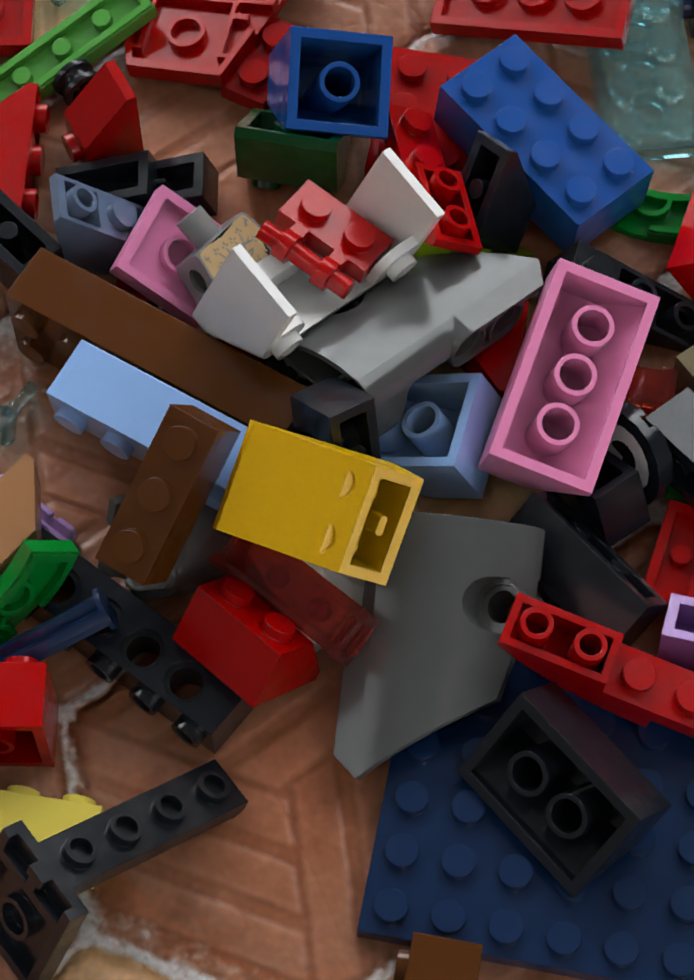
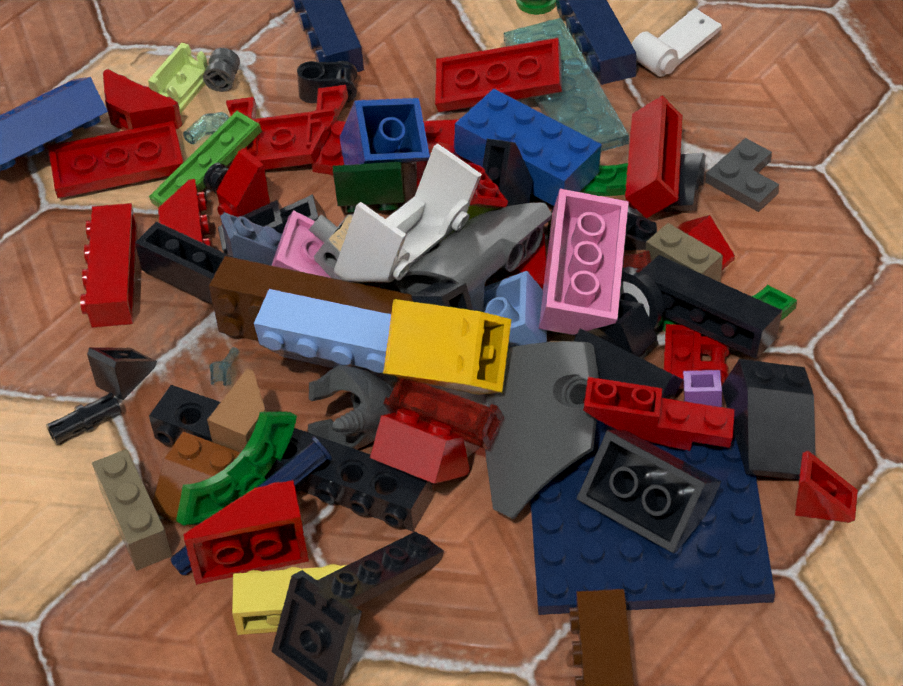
camera: 10 degrees left, 15 degrees down
(167, 494) = (349, 358): reddish brown brick -> none
(333, 232) = (411, 211): red plate -> none

